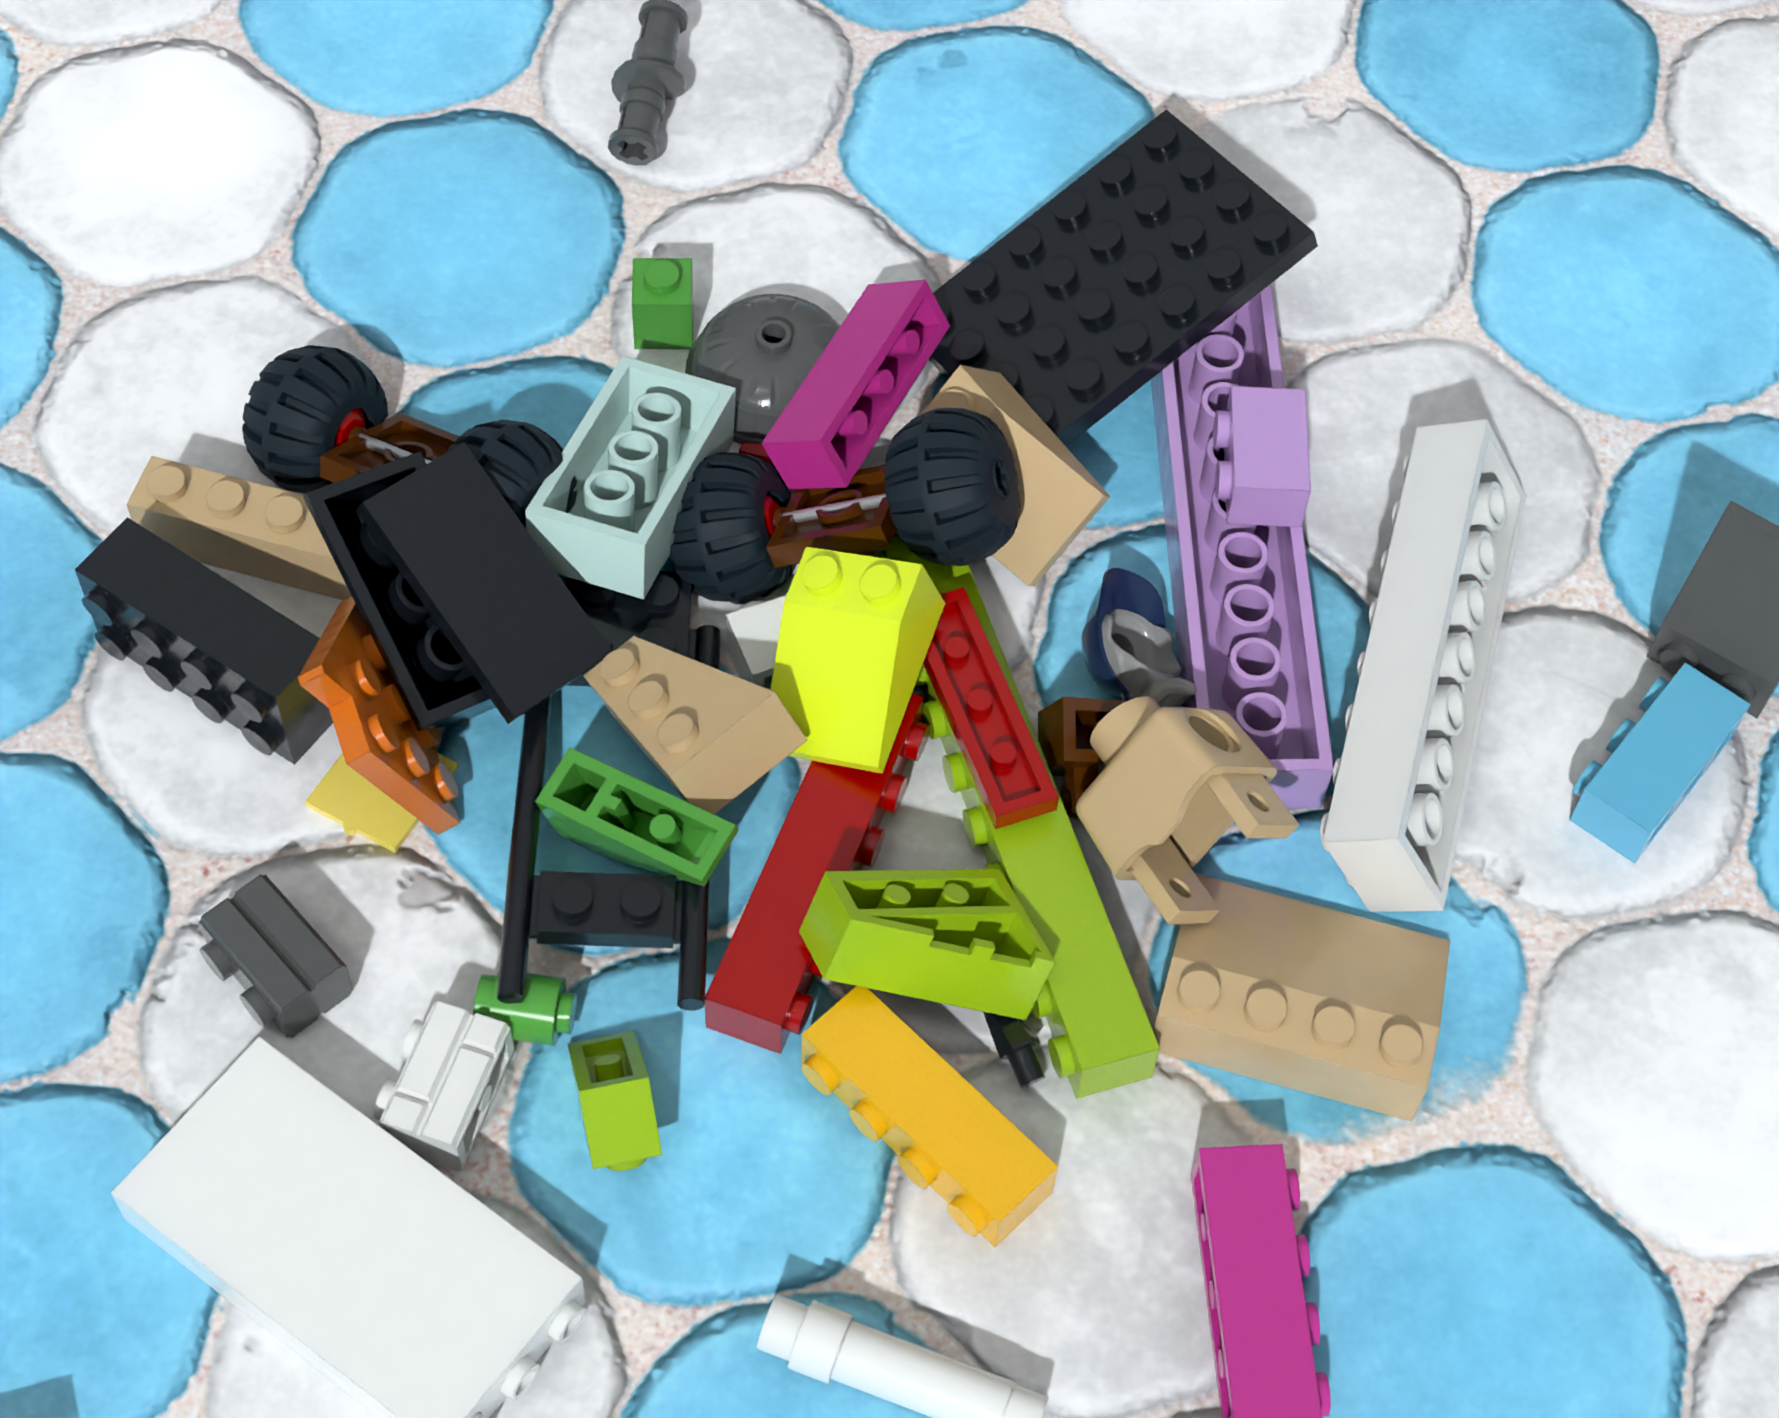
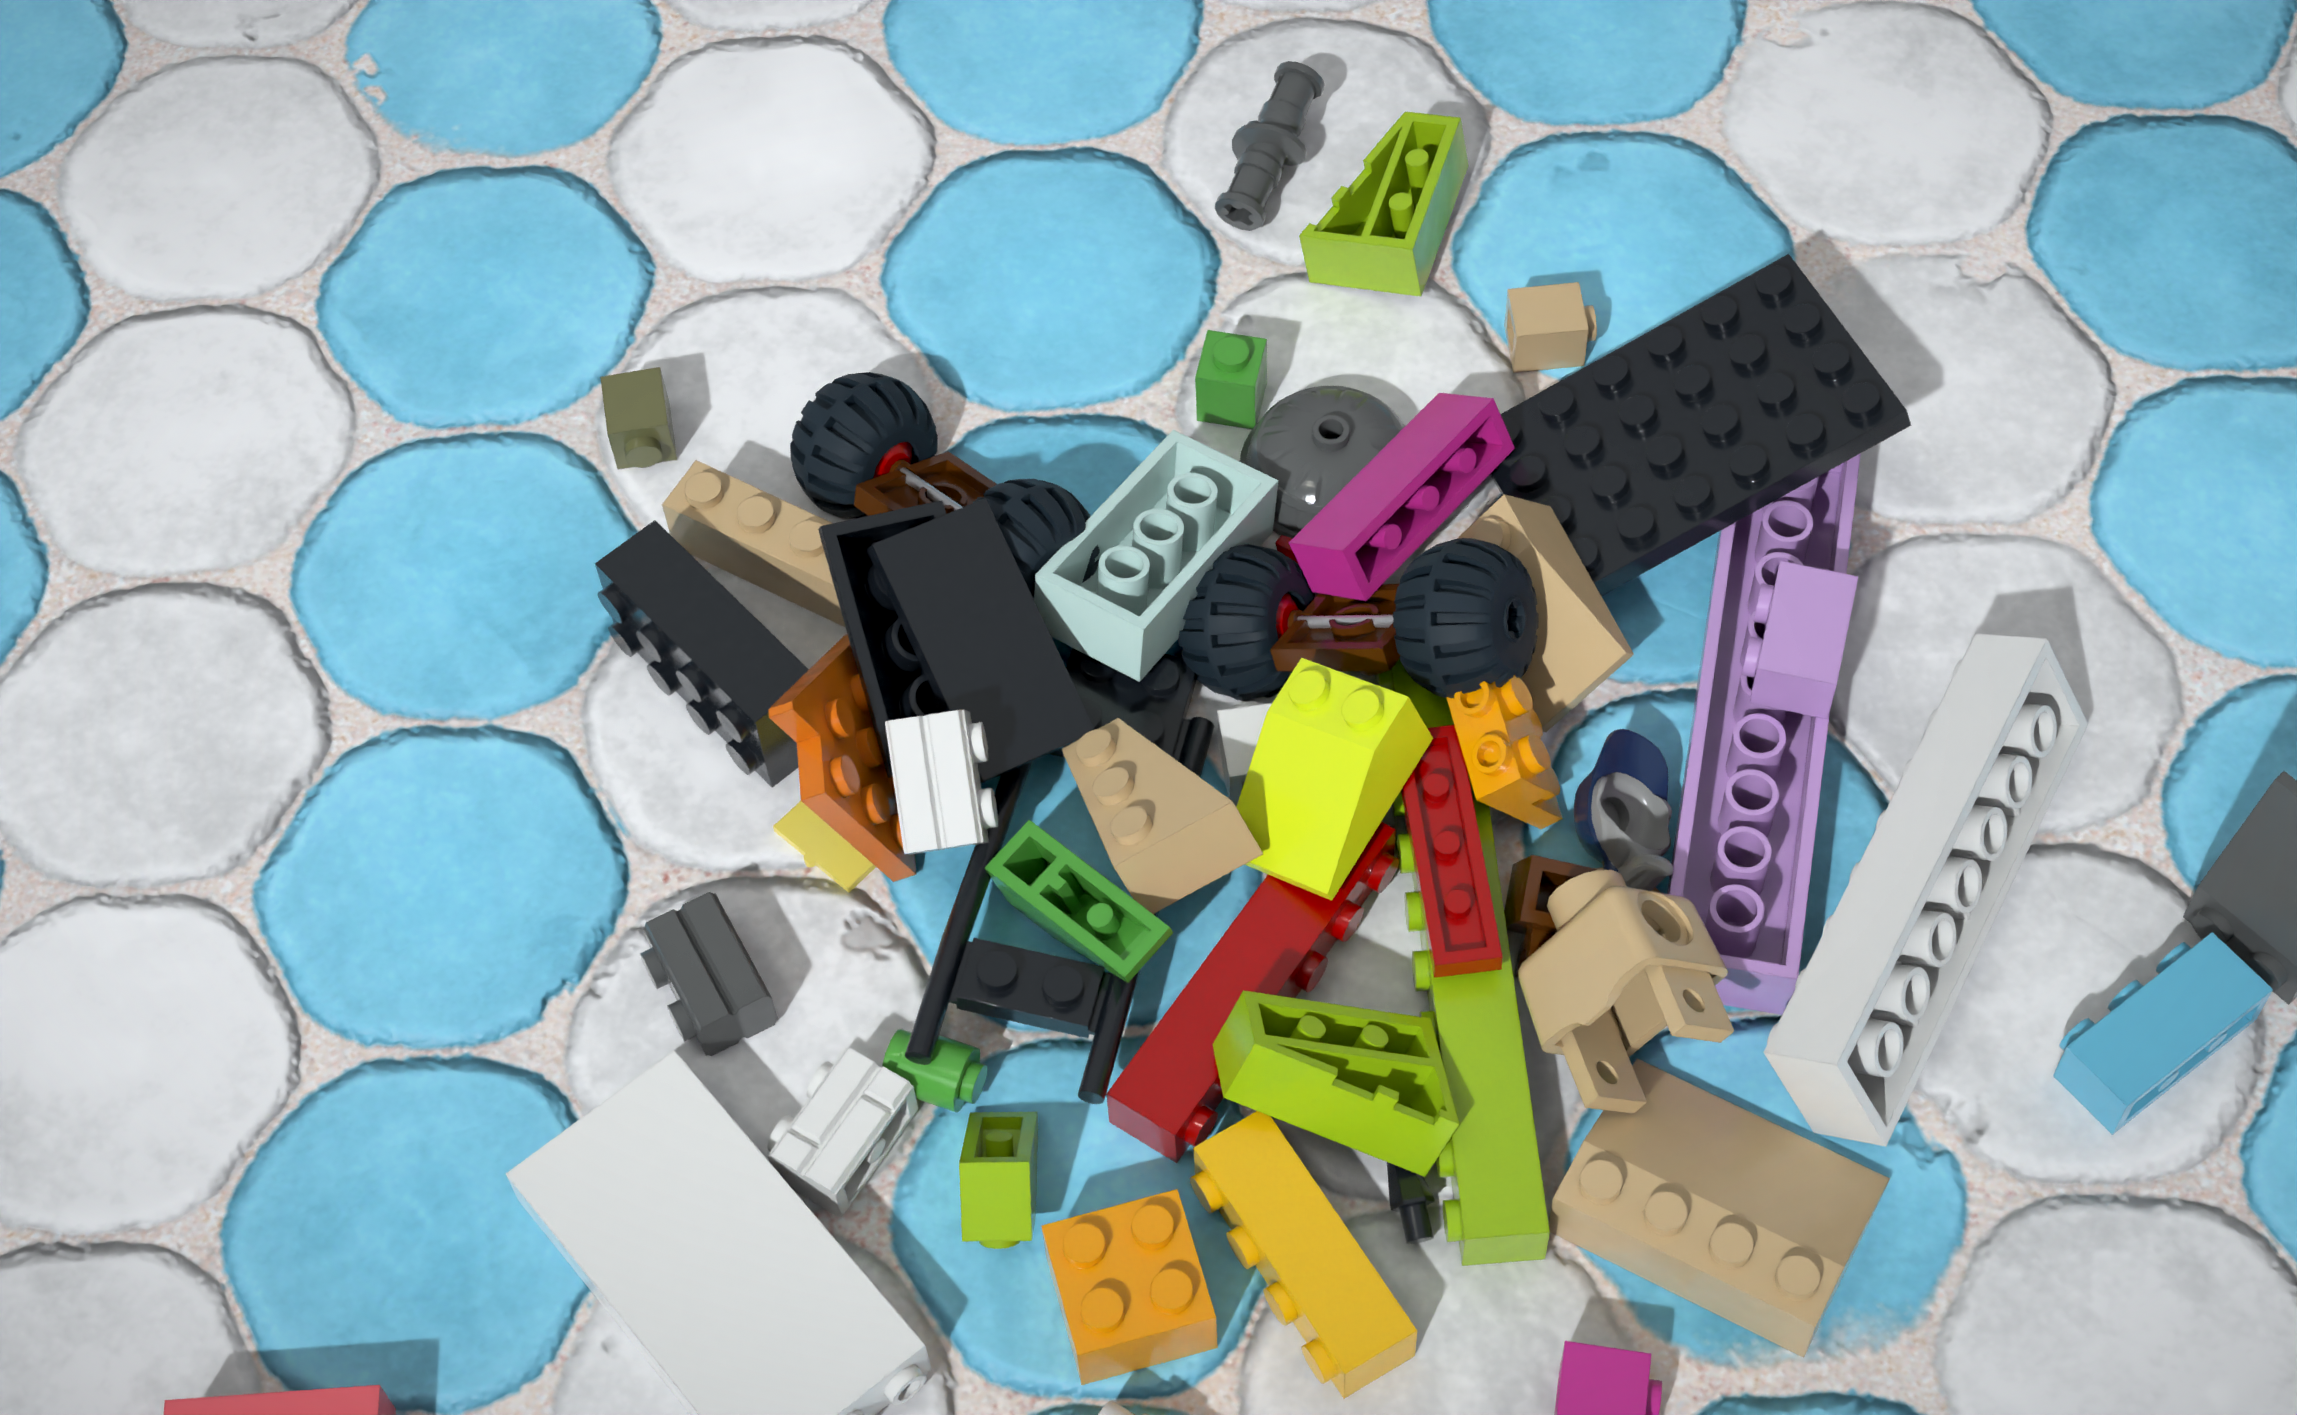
camera: 20 degrees right, 0 degrees up
(79, 426) = (638, 418): none -> olive brick
(475, 725) = (939, 781): none -> white brick
(768, 1180) = (1130, 1286): none -> light orange brick
(782, 127) = (1394, 213): none -> lime wedge
(949, 212) = (1548, 327): none -> tan brick
(1012, 605) = (1505, 752): none -> light orange plate

